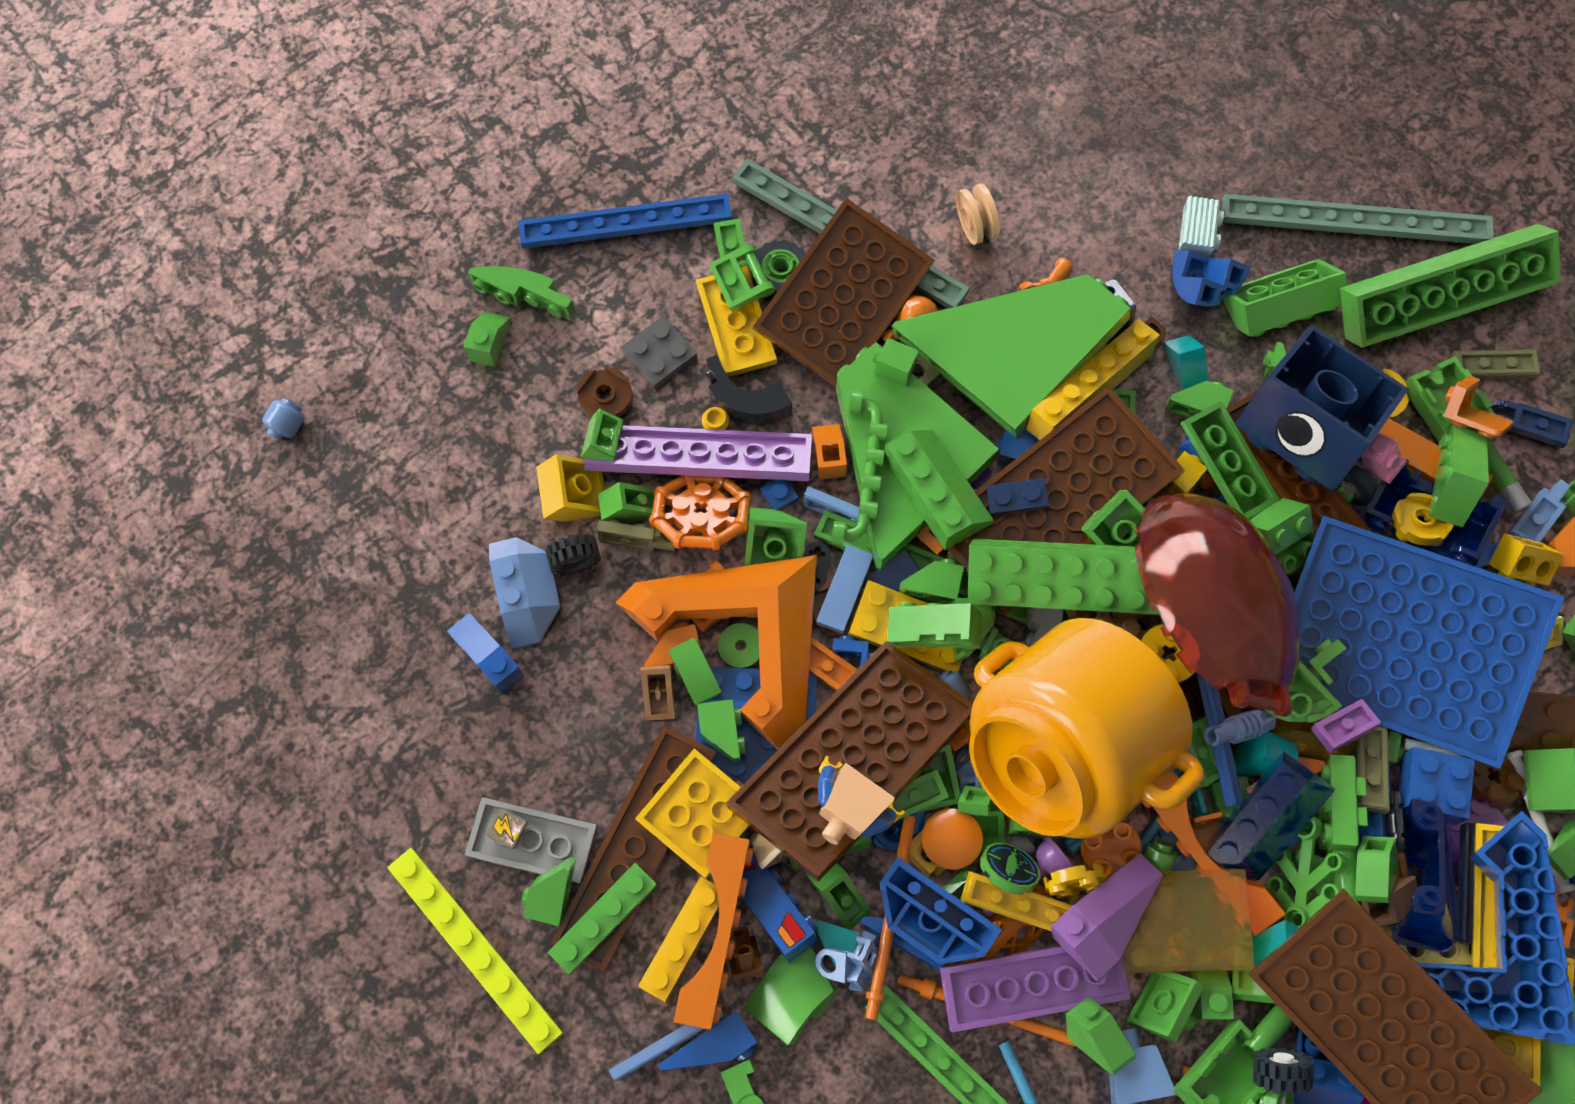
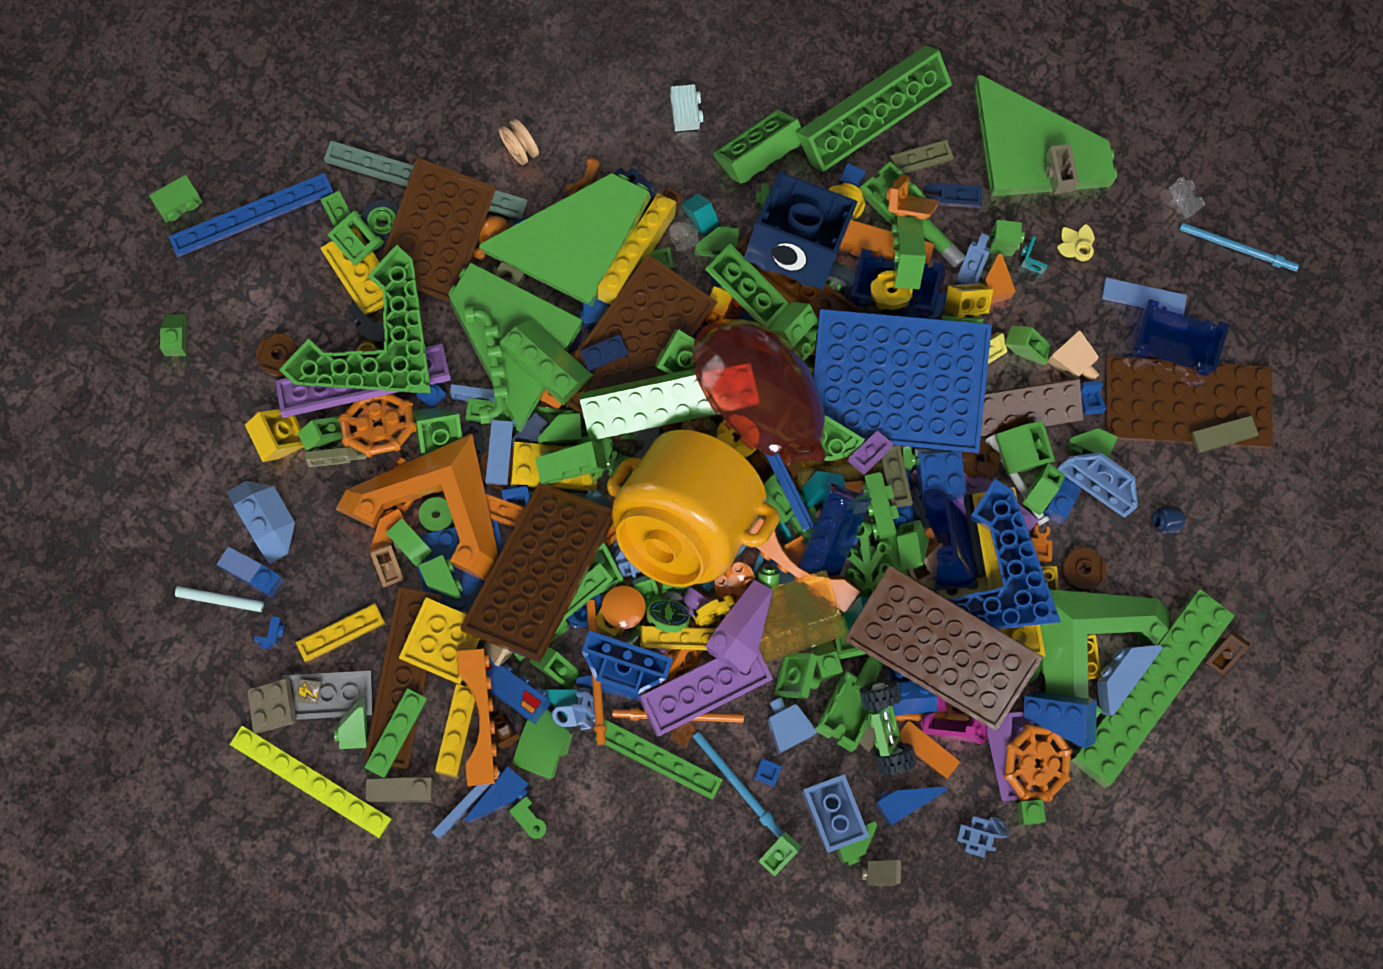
camera: 30 degrees left, 5 degrees up
(283, 418) = (37, 440): medium blue head -> none
(436, 675) = (221, 599): none -> light aqua piece
(455, 833) = (271, 706): none -> dark tan plate
(492, 737) = (276, 630): none -> blue bracket
(516, 284) = (181, 288): bright green slope -> none
(541, 179) = (176, 199): none -> bright green brick
(573, 554) = (293, 482): black tyre -> none
(573, 763) = (340, 633): none -> yellow tile
(585, 997) = (399, 790): none -> dark tan slope
(602, 436) = (286, 392): bright green slope -> none
(659, 352) = (309, 311): dark grey plate -> none
(742, 445) = (396, 368): none -> bright green wedge
(829, 451) = (459, 353): orange slope -> none
(852, 803) = (548, 603): light nougat torso -> none
(895, 361) = (489, 275): bright green brick -> none
(974, 801) = (632, 577): bright green plate -> none
(985, 1039) = (682, 735): none -> clear orange tile
(1098, 1036) = (756, 709): bright green slope -> none
(1157, 382) = (683, 235): none -> clear hat
(1205, 279) = (699, 148): blue brick -> none
(1240, 728) = (798, 475): medium blue hinge -> none
(1325, 653) = (845, 405): bright green bracket -> none
(1357, 219) = (797, 71): sand green plate -> none
(1383, 458) = (853, 254): bright pink brick -> none
(1398, 362) = (852, 175): none -> blue tile

